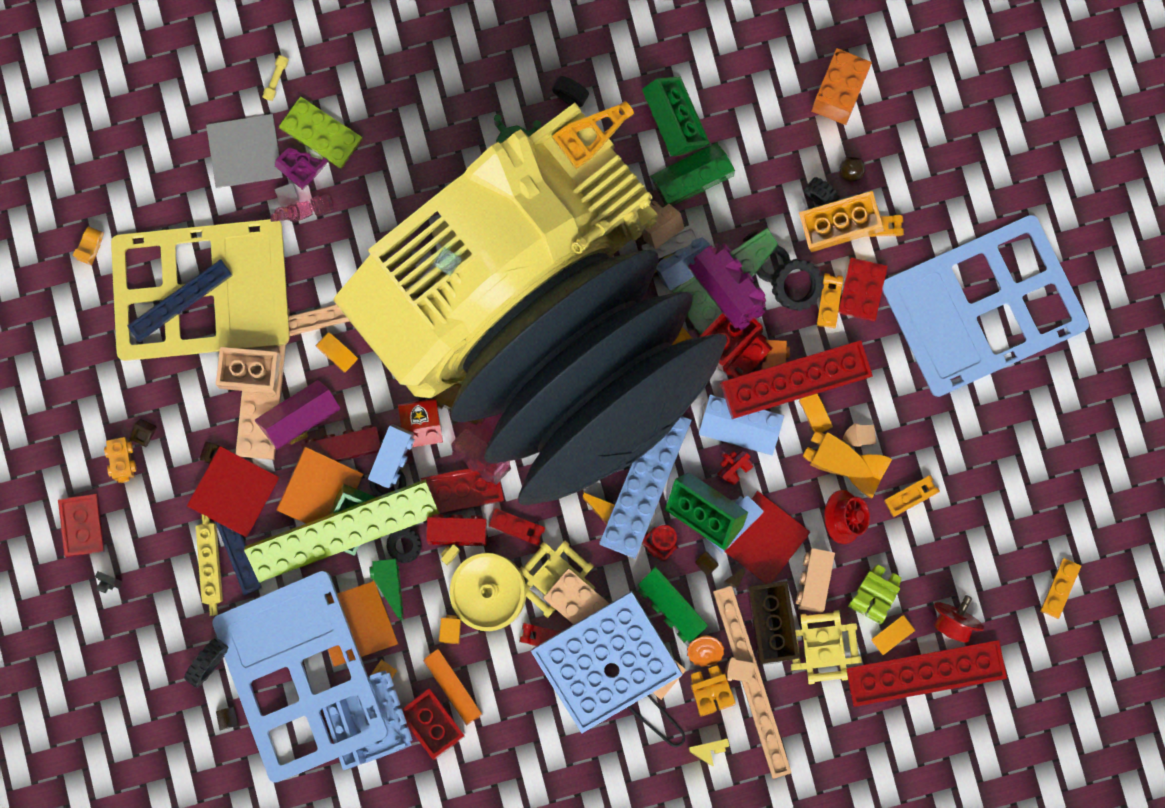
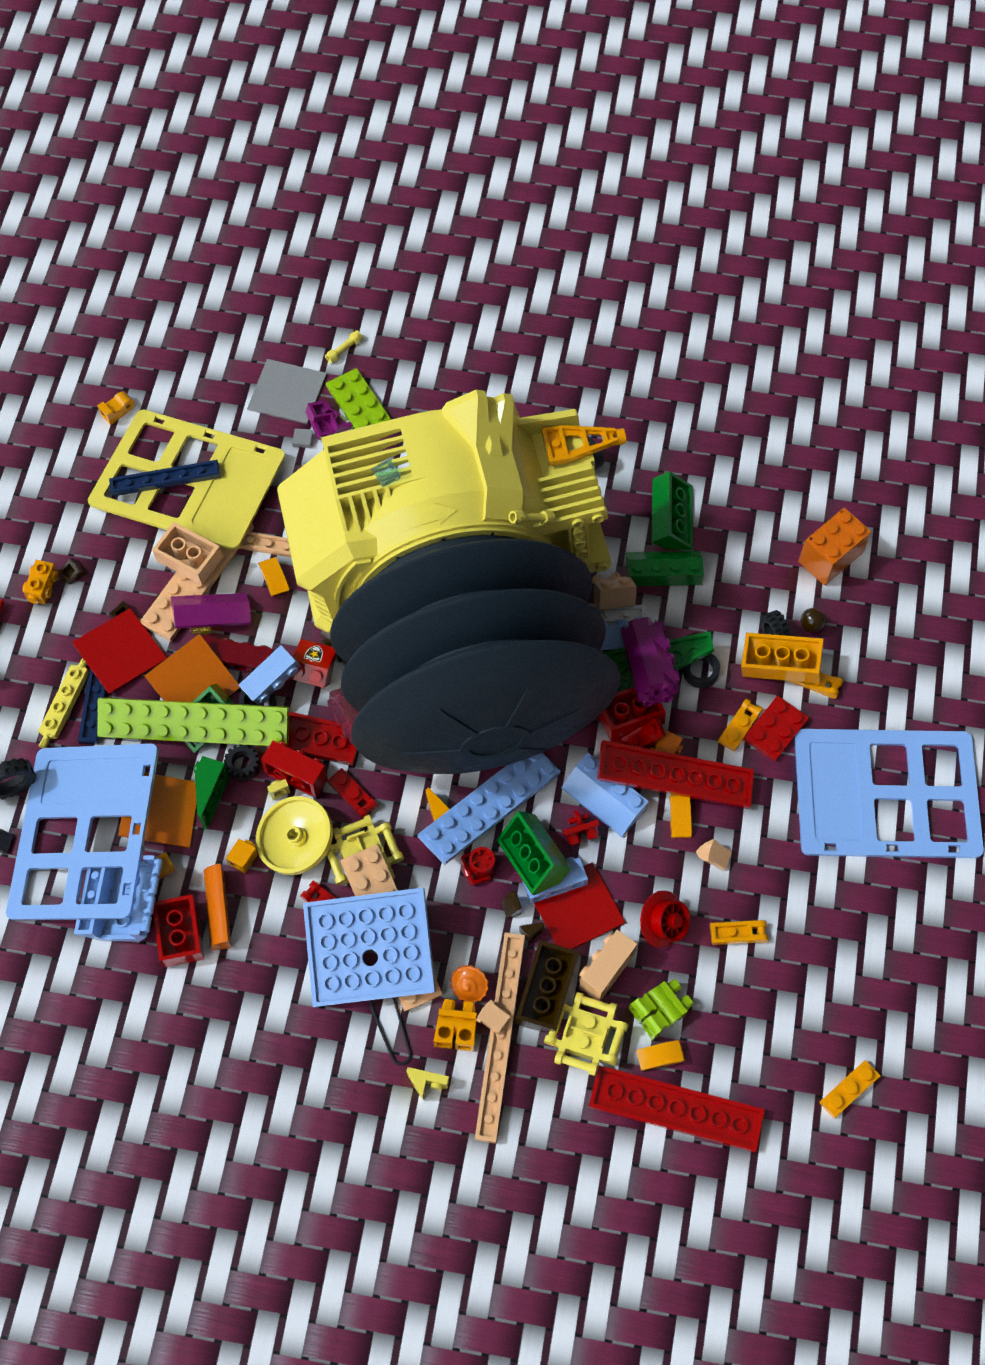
camera: 25 degrees right, 15 degrees down
(302, 210) = (298, 450): clear pink piece -> none
(672, 606) = (458, 925): green slope -> none
(815, 289) = (736, 695): black tyre -> none
(841, 459) = (683, 865): light orange hips -> none
(956, 622) = (727, 1069): red piece -> none

